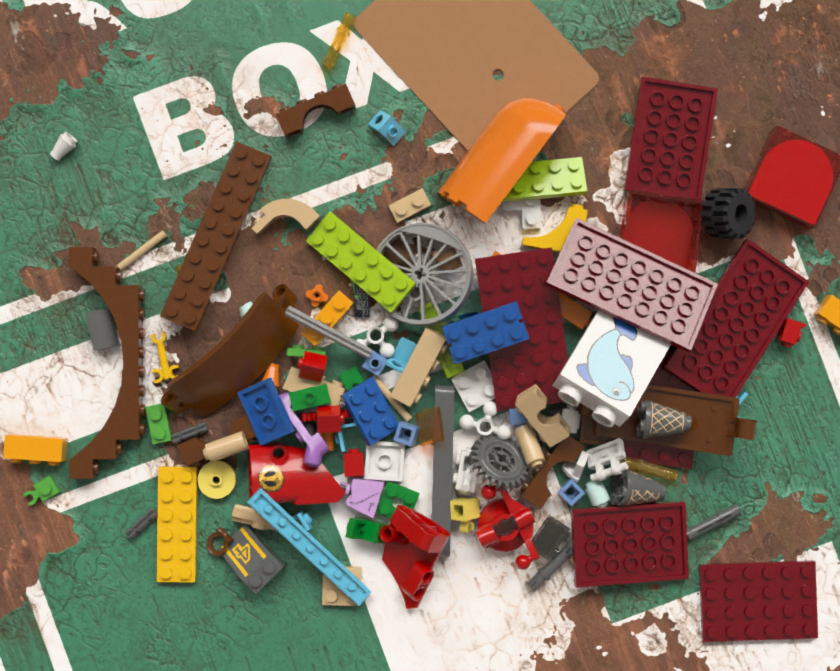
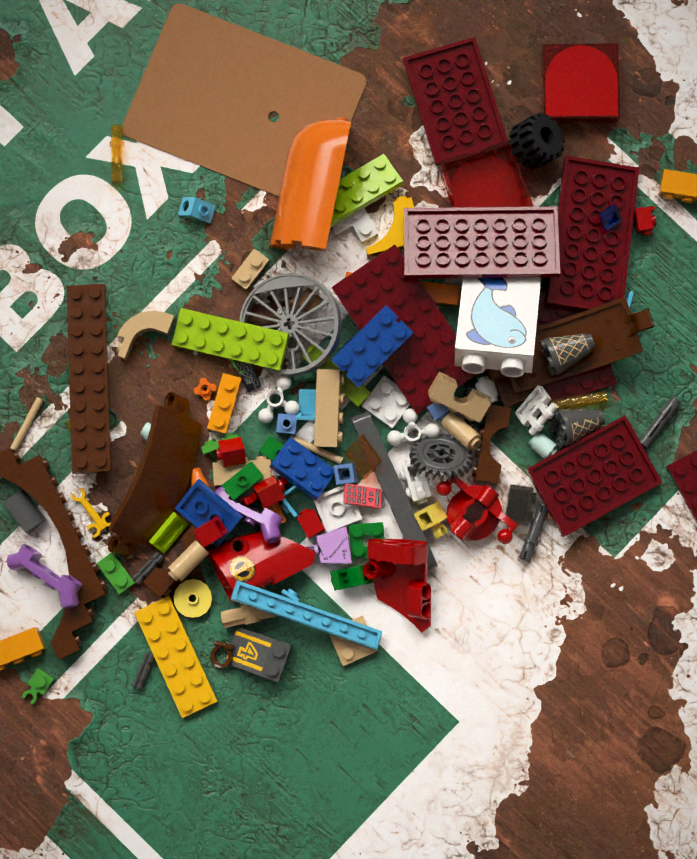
camera: 30 degrees left, 5 degrees down
(105, 416) = (66, 585): none -> medium lavender plate
(222, 410) = (168, 532): none -> lime tile
(258, 430) = (210, 531): none -> red brick
(293, 118) = (140, 206): reddish brown arch -> none
(328, 332) = (233, 414): light grey axle -> none
(412, 461) = (362, 496): none -> coral tile
(575, 469) = (513, 433): white tile -> none
(575, 496) = (524, 451): medium blue plate -> none
(761, 316) = (610, 217): none -> clear blue plate

